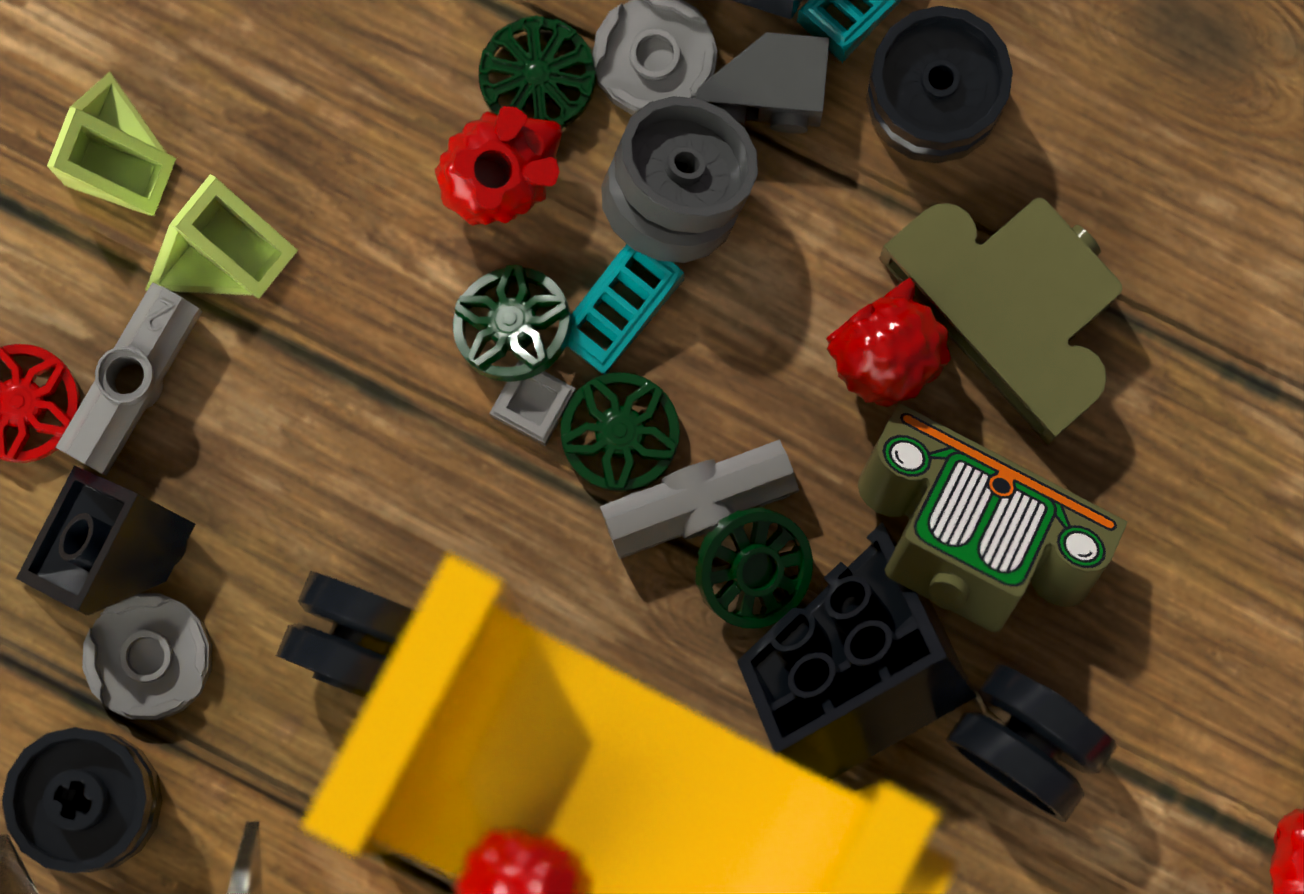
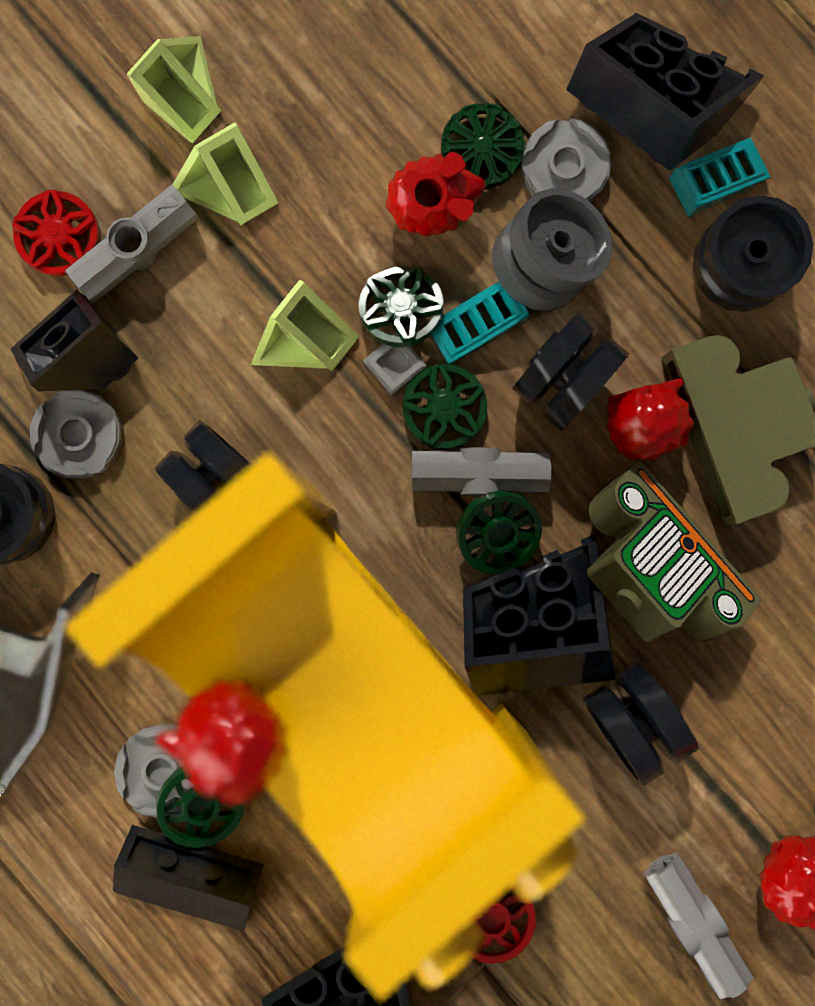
camera: 15 degrees right, 5 degrees up
(400, 409) = (304, 333): none -> yellowish green slope
(761, 324) = (569, 371): none -> black wheel
(773, 82) = (641, 210): dark grey slope -> none

